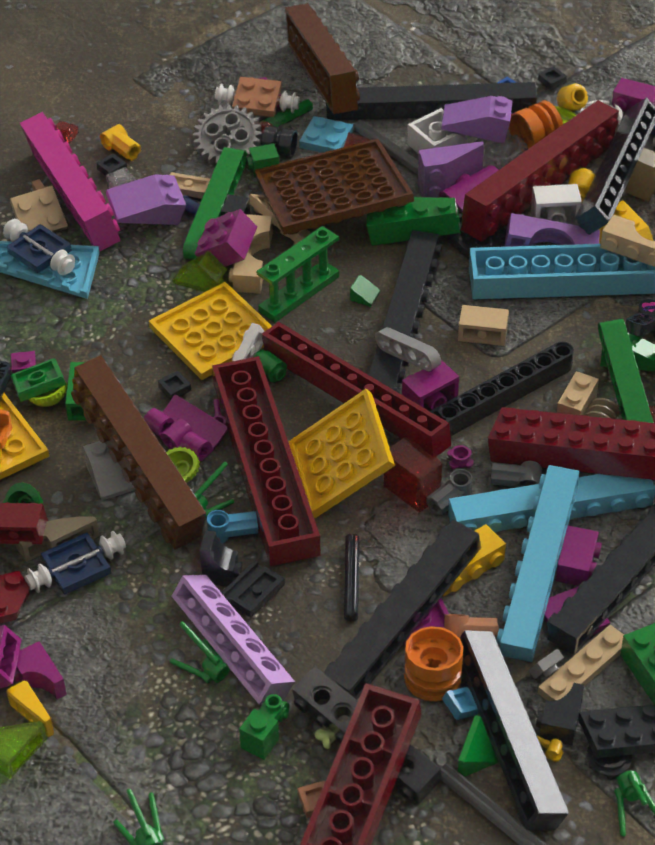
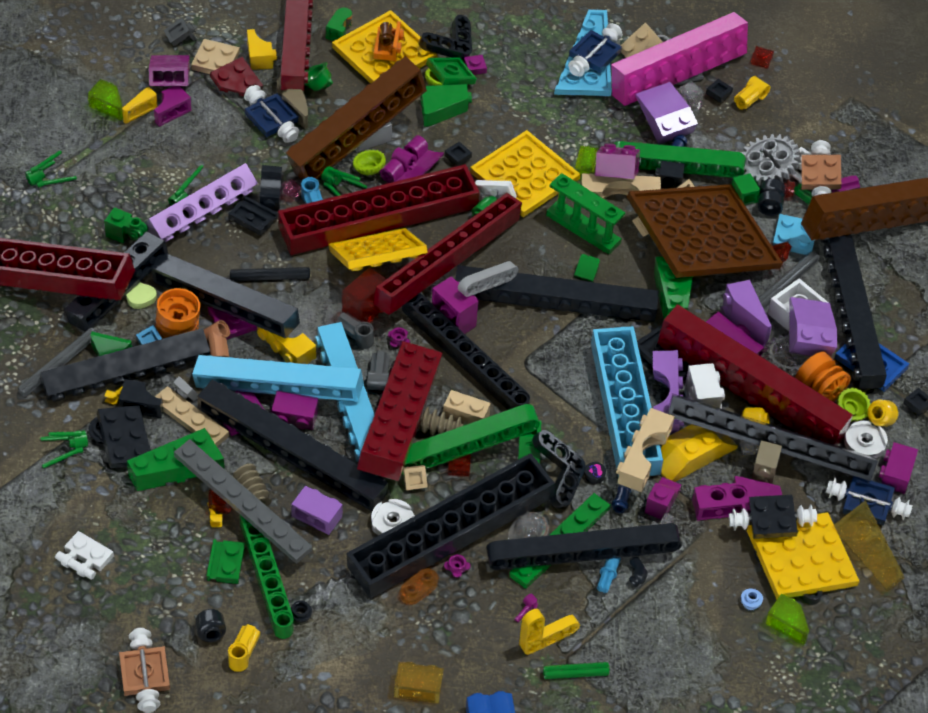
camera: 80 degrees right, 5 degrees up
(191, 185) = (703, 137): tan plate -> none
(483, 325) = (553, 348): tan brick -> none

